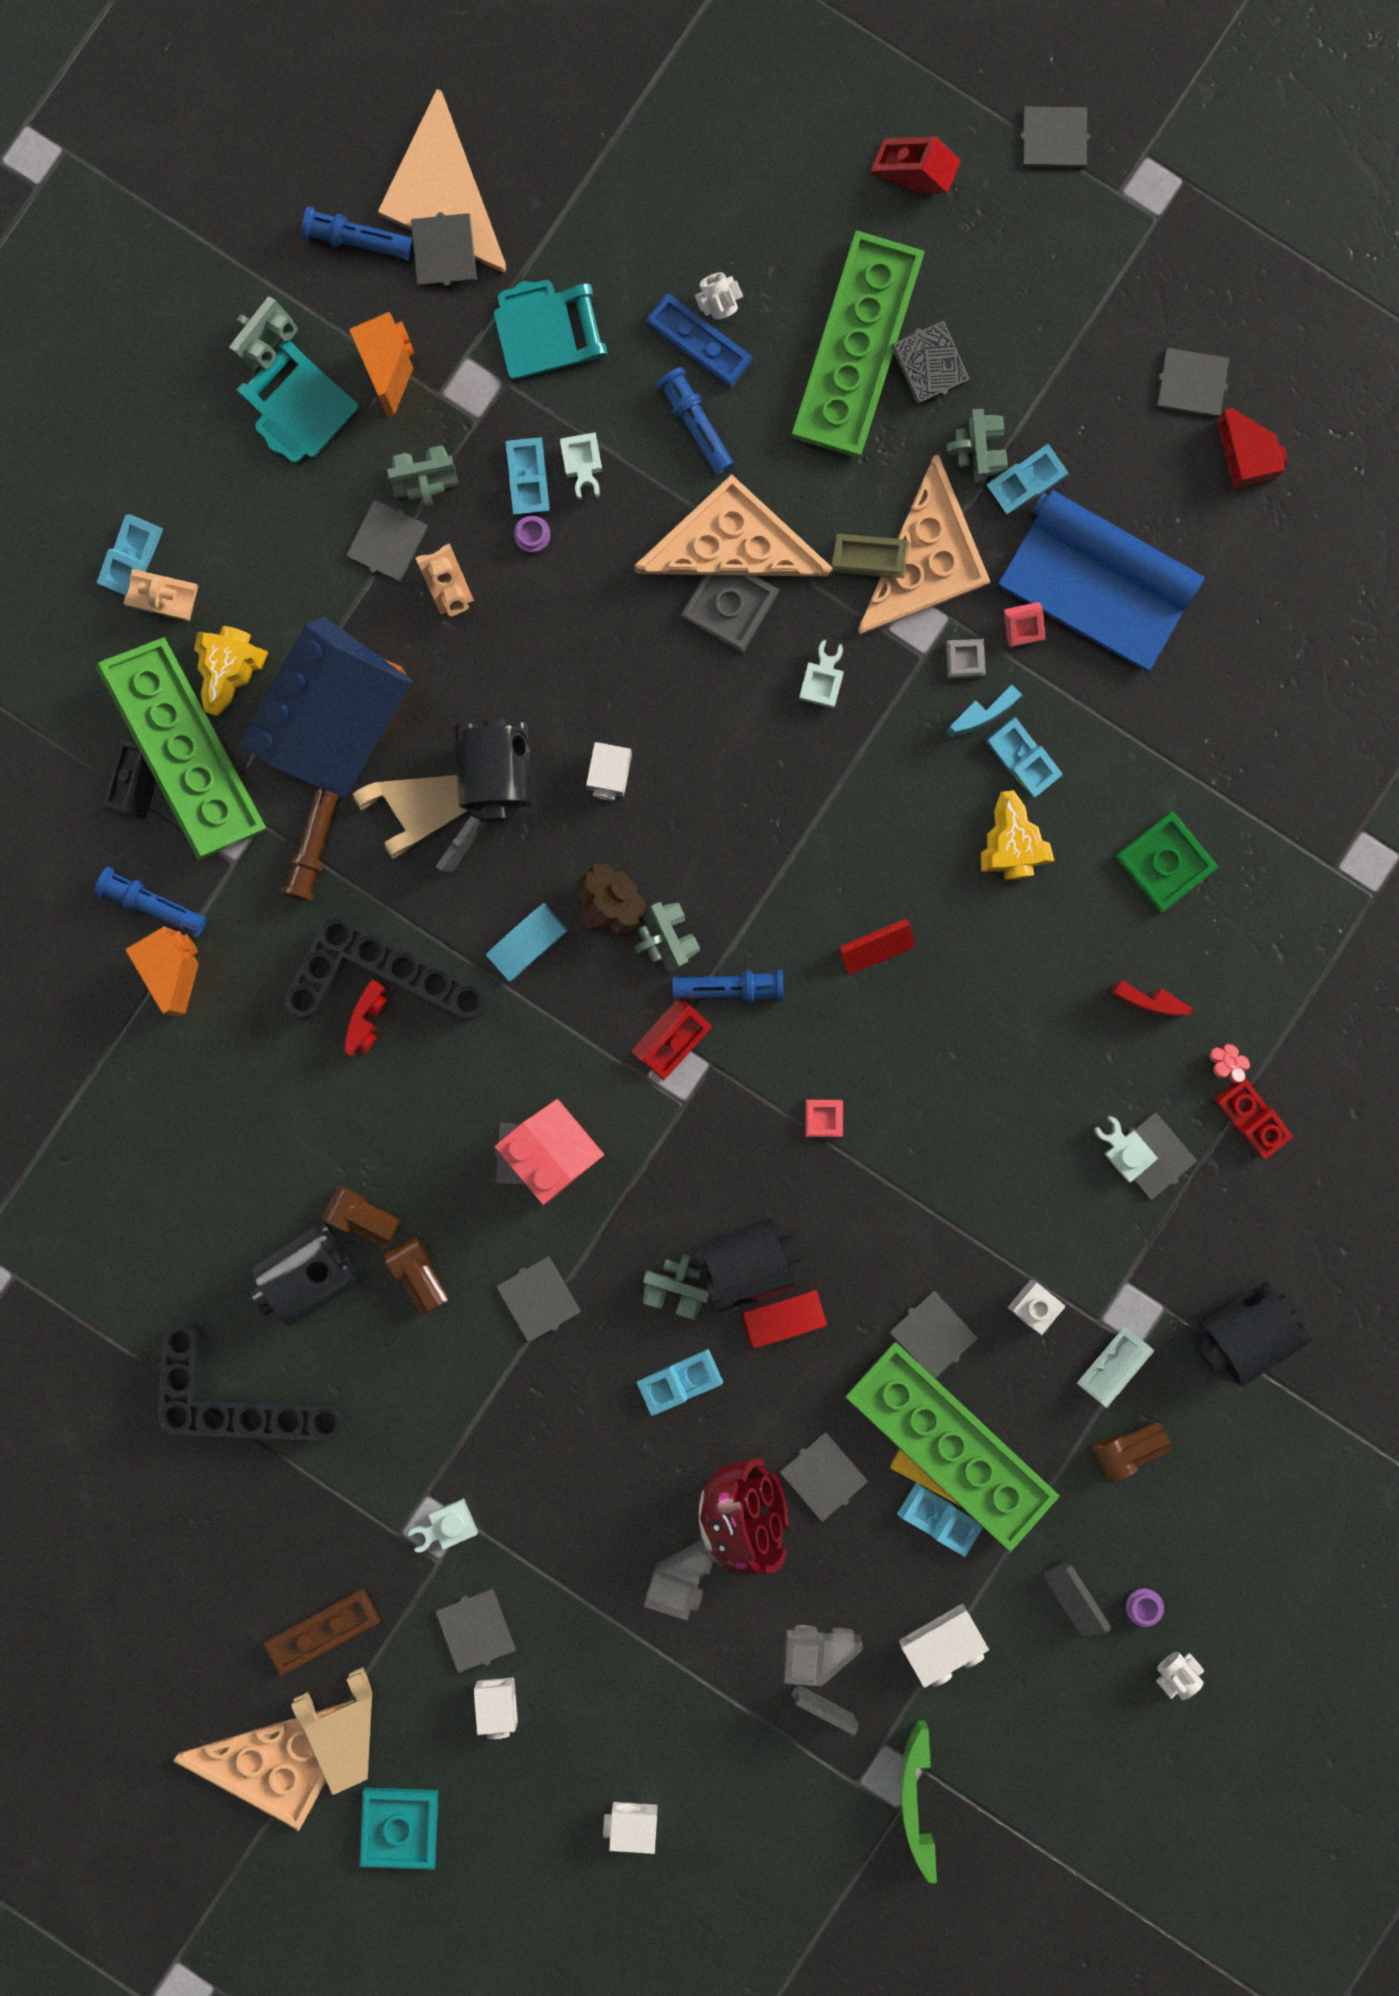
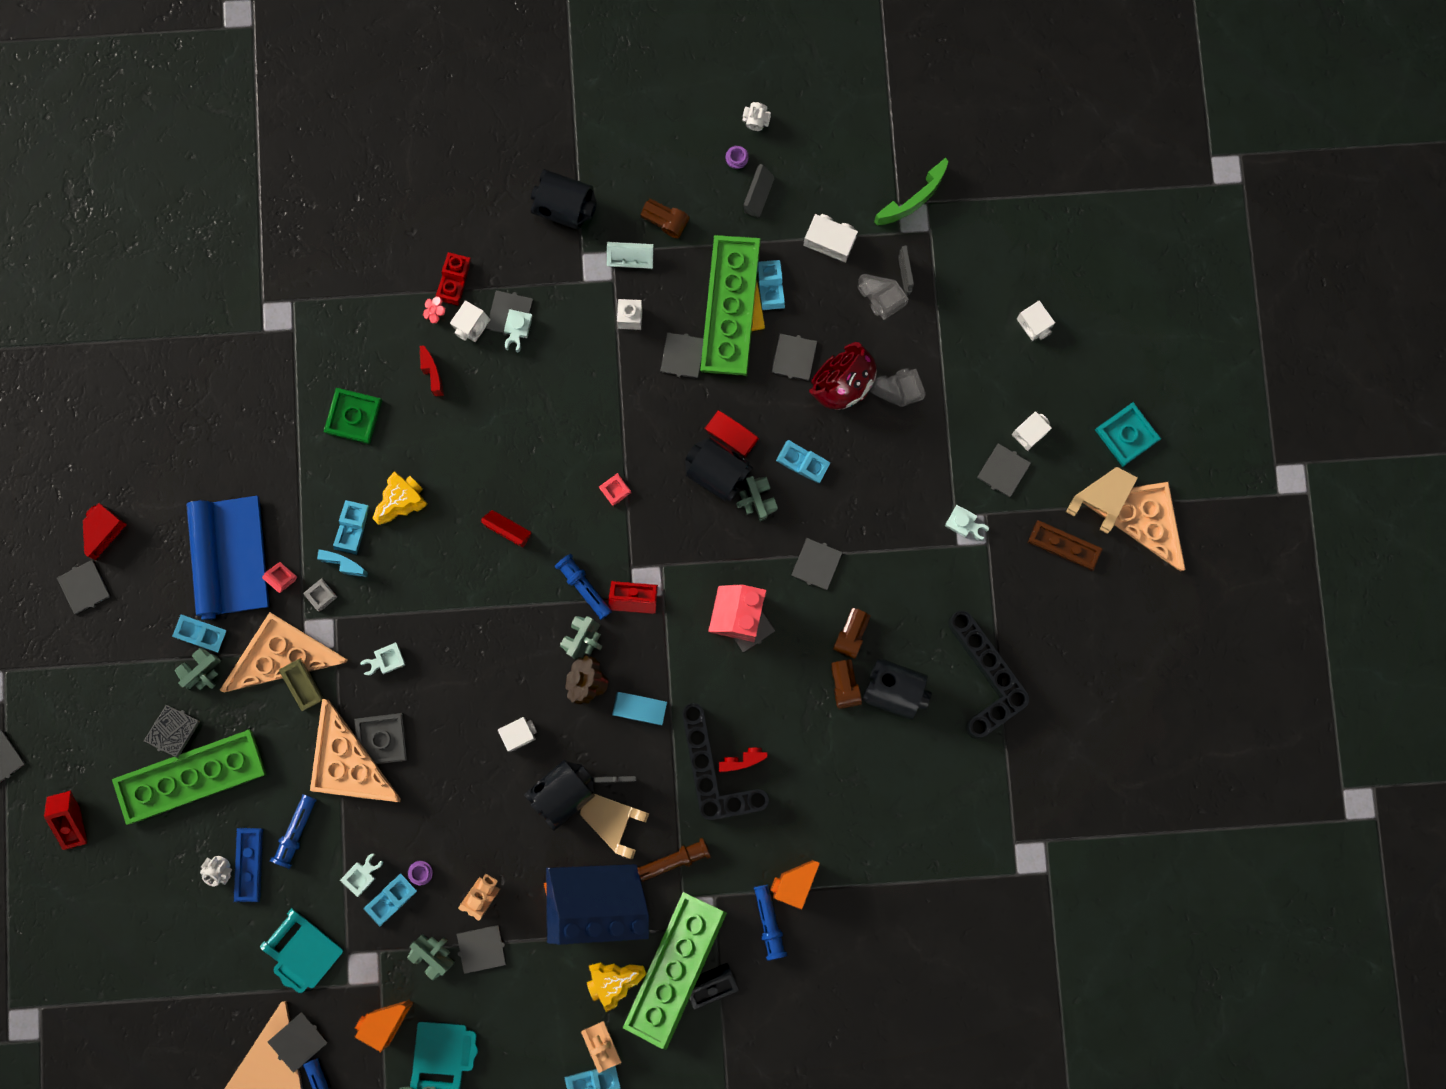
camera: 130 degrees left, 5 degrees down
(1178, 1095) = (469, 322): none -> white brick

